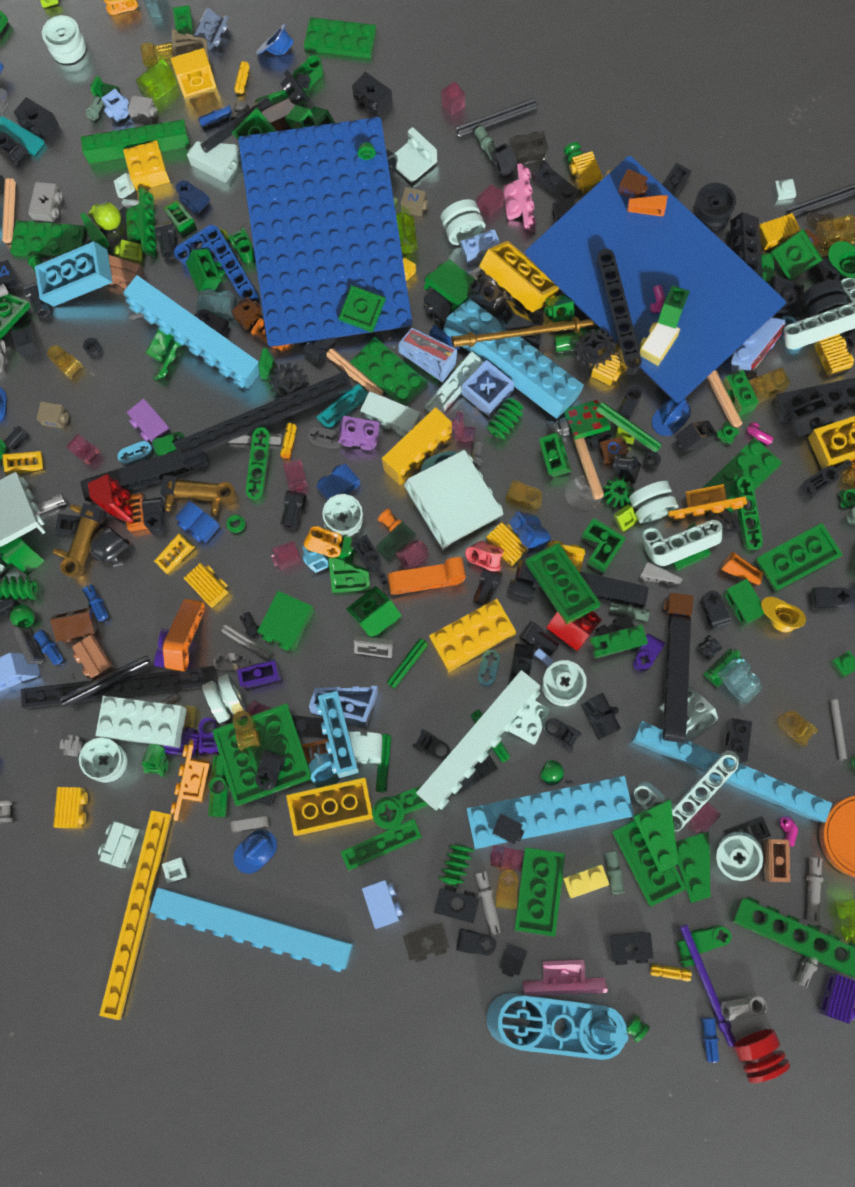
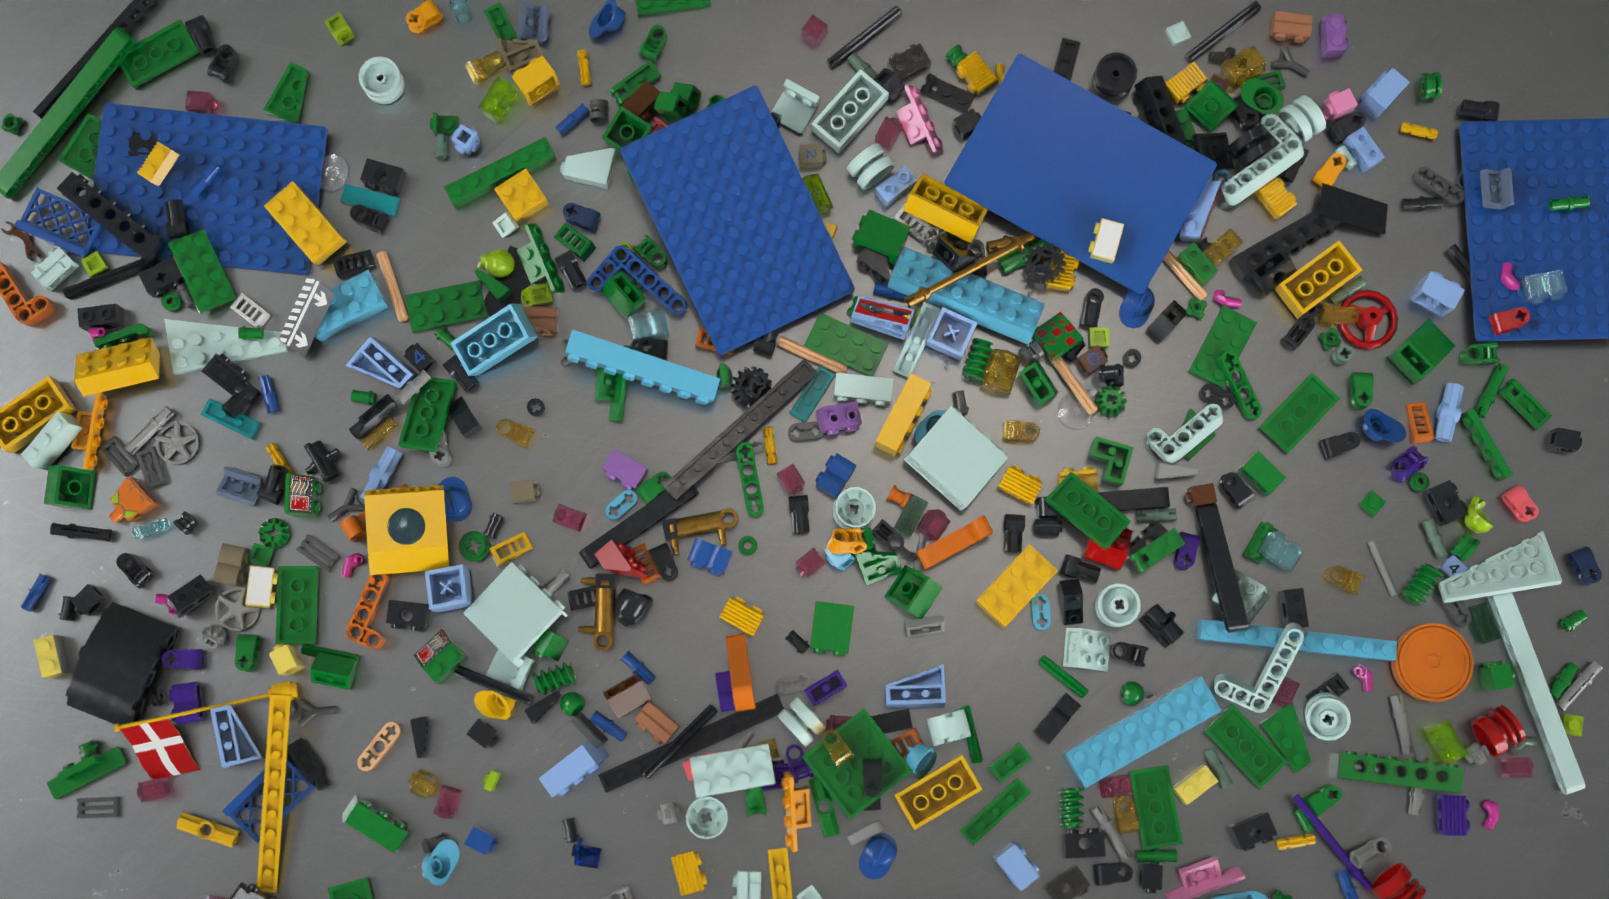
camera: 25 degrees left, 5 degrees up
(45, 202) = (424, 258): light grey brick -> none
(142, 109) = (493, 134): light grey brick -> none
(184, 552) = (700, 576): yellow slope -> none
(226, 131) = (601, 127): black axle -> none
(246, 641) = (800, 659): light grey axle -> none
(247, 313) = (684, 333): reddish brown brick -> none
(298, 84) = (643, 62): black hips -> none
(338, 735) = (927, 723): medium azure brick -> none
(362, 309) = (802, 291): green tile -> none
(366, 151) = (757, 128): green plate -> none
(372, 93) = (722, 41): black brick -> none
(380, 807) = (994, 790): green gear -> none
(407, 662) = (961, 631): green axle -> none
(431, 745) = (1011, 703): black piece -> none
(460, 172) = (849, 111): none -> light aqua brick
(461, 432) = (941, 385): clear pink bracket -> none
(478, 741) = (1058, 687): light aqua brick -> none
(483, 292) = (916, 237): black brick -> none
(485, 555) = (1003, 503): coral piece -> none
(508, 829) = (1112, 761): black slope -> none
(524, 435) = (1002, 371): none -> clear yellow brick
(525, 940) = (1156, 856): none -> green pin
(530, 530) = (1038, 465): blue brick -> none
(543, 658) = (1090, 587): light blue tile -> none
(559, 308) = (996, 230): green brick -> none
(615, 303) = (1058, 230): black beam -> none
(625, 518) = (1125, 424): lime plate -> none
(629, 427) = (1101, 332): green axle -> none
(633, 185) = (1034, 86): reddish brown brick -> none
(648, 205) = (1060, 102): orange slope -> none
(653, 502) = (1148, 402): light aqua wheel -> none
(658, 834) = (1249, 720): green wing -> none
(660, 299) = (1095, 197): dark pink arm -> none
(673, 307) = (1112, 203): green panel -> none
(707, 500) = (1196, 384): light orange bracket -> none
(709, 647) = (1241, 527): black wheel -> none
(741, 568) = (1249, 441): orange slope -> none
(776, 860) = (1361, 709): nougat brick -> none
(783, 615) = (1301, 475): yellow piece -> none

